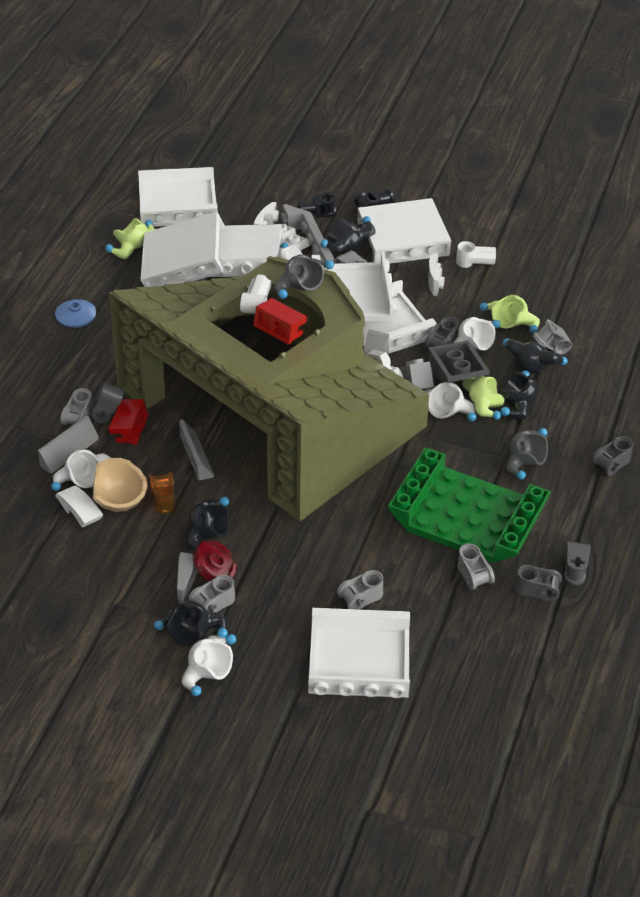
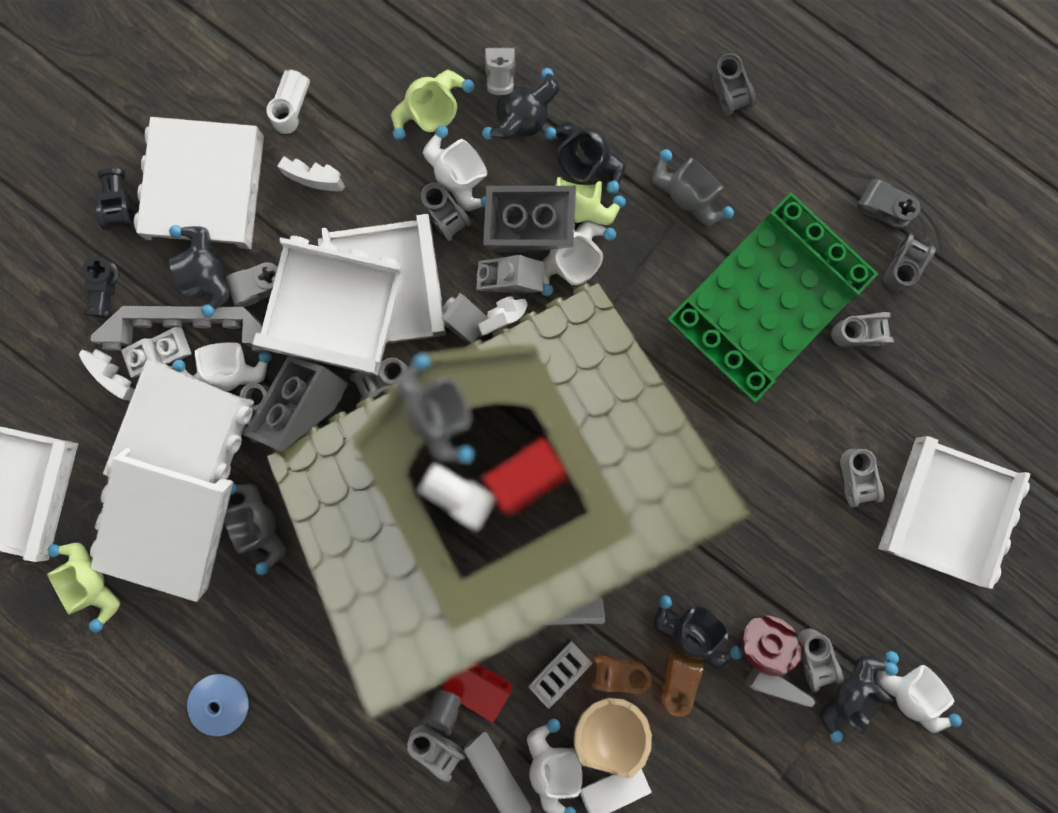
camera: 75 degrees left, 40 degrees up
(141, 452) = (567, 682): none -> light grey slope
(169, 523) = (683, 679): none -> clear orange piece

